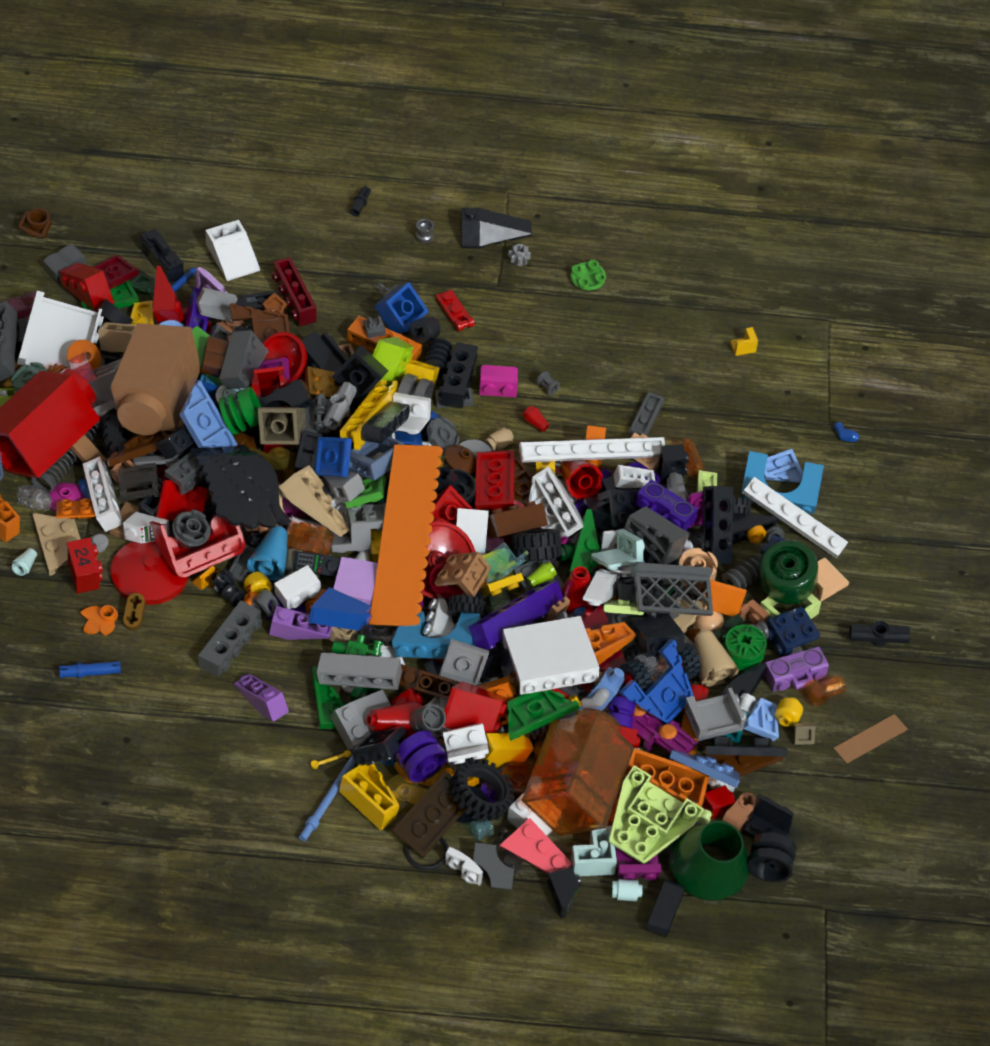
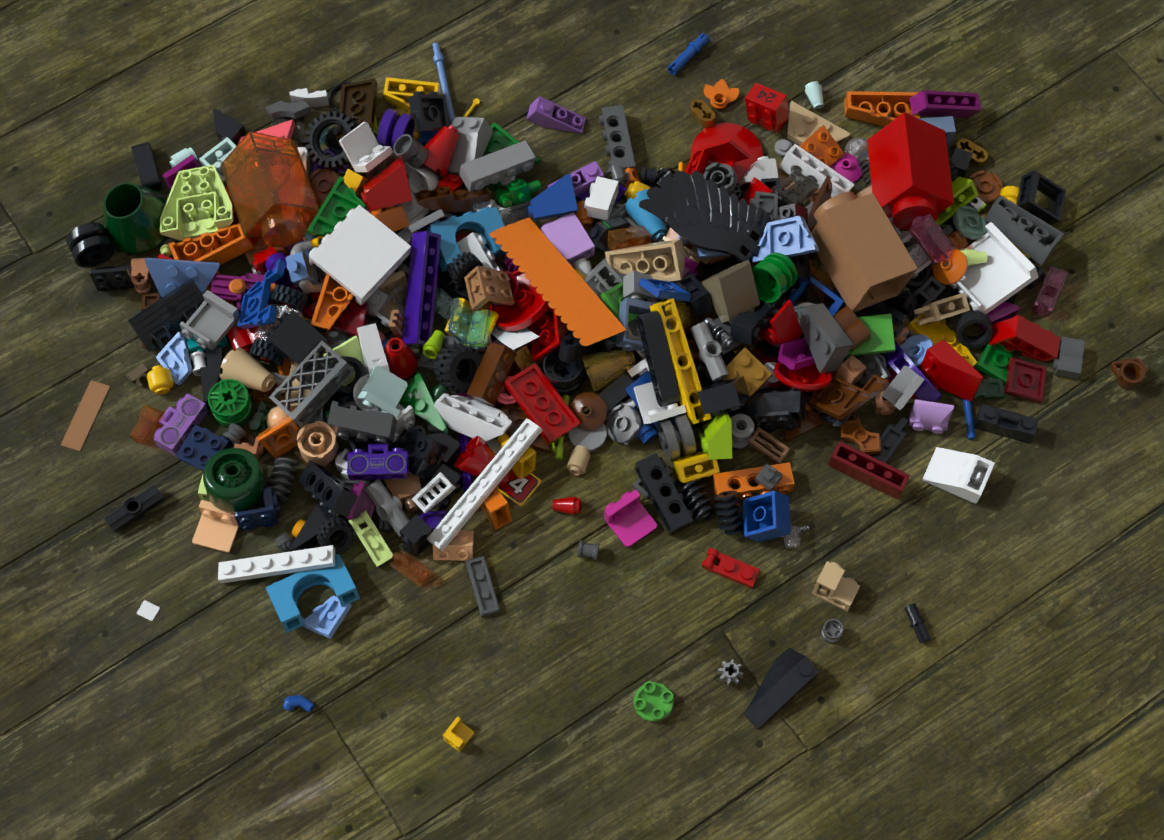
camera: 145 degrees right, 15 degrees up
(57, 352) = (975, 257): none -> yellowish green cone
(396, 248) = (835, 588): none -> tan brick
(749, 785) = (148, 299): none -> reddish brown tile
(916, 565) = (148, 610): none -> white sticker

